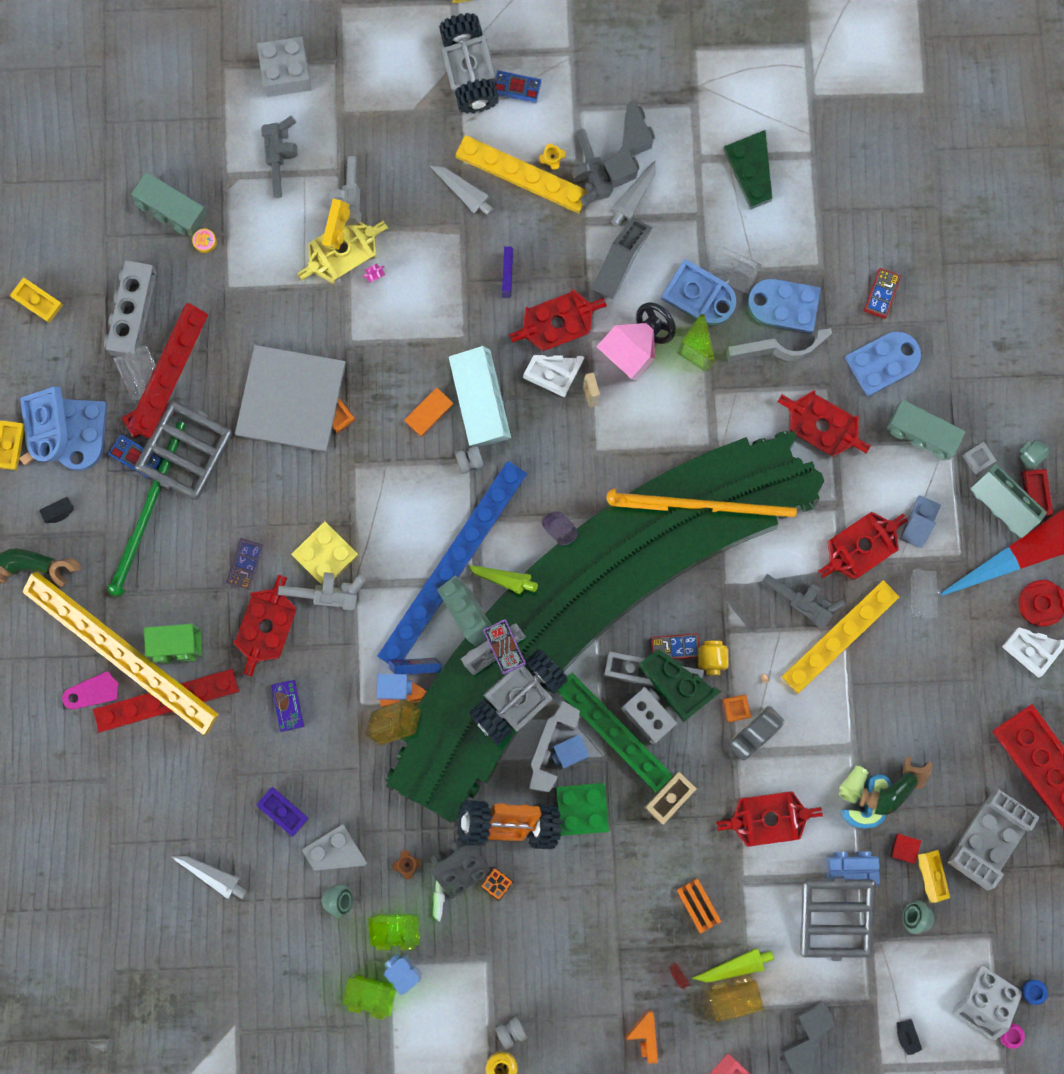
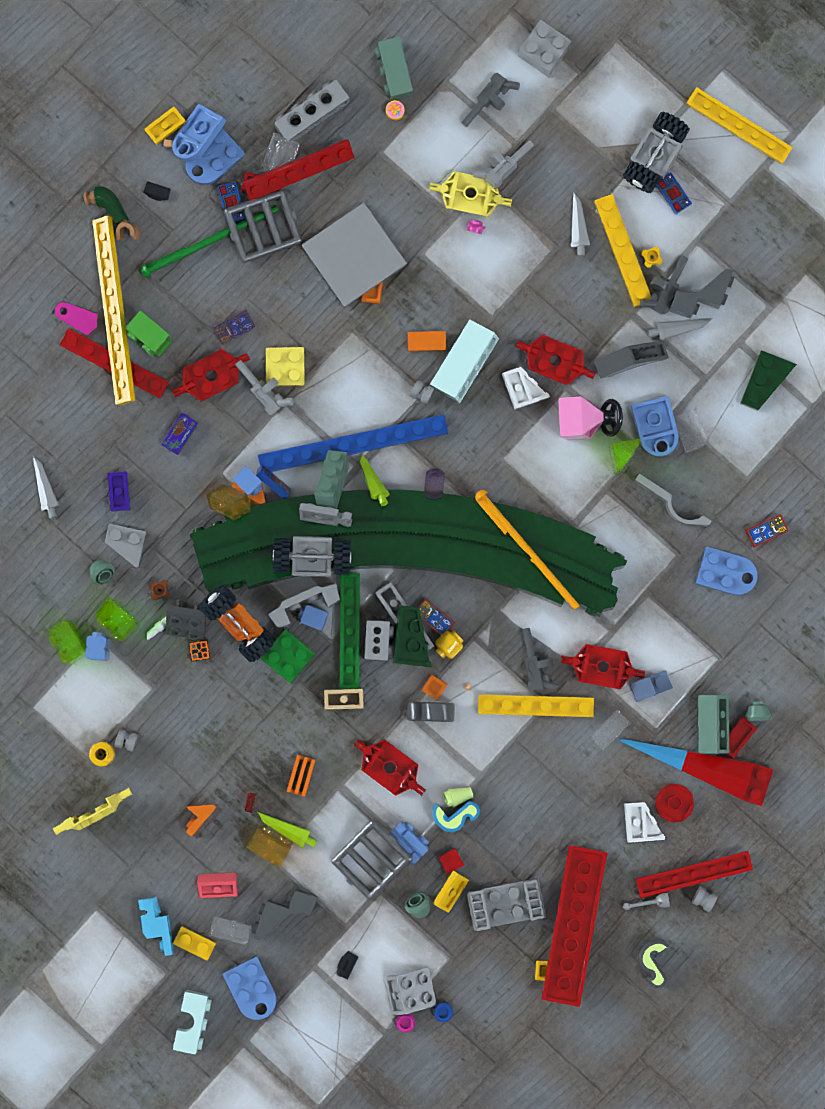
camera: 50 degrees right, 5 degrees up
(36, 300) = (262, 53): yellow plate -> none
(335, 225) = (479, 176): yellow plate -> none
(504, 647) = (331, 520): tile -> none
(507, 272) = (554, 302): dark purple tile -> none
(591, 390) = (532, 420): tan tile -> none
(786, 306) = (702, 482): medium blue plate -> none
(842, 426) = (652, 557): red plate -> none
(892, 797) = (468, 822): piece -> none
(925, 430) = (707, 636): sand green brick -> none
(979, 458) = (724, 683): light grey tile -> none

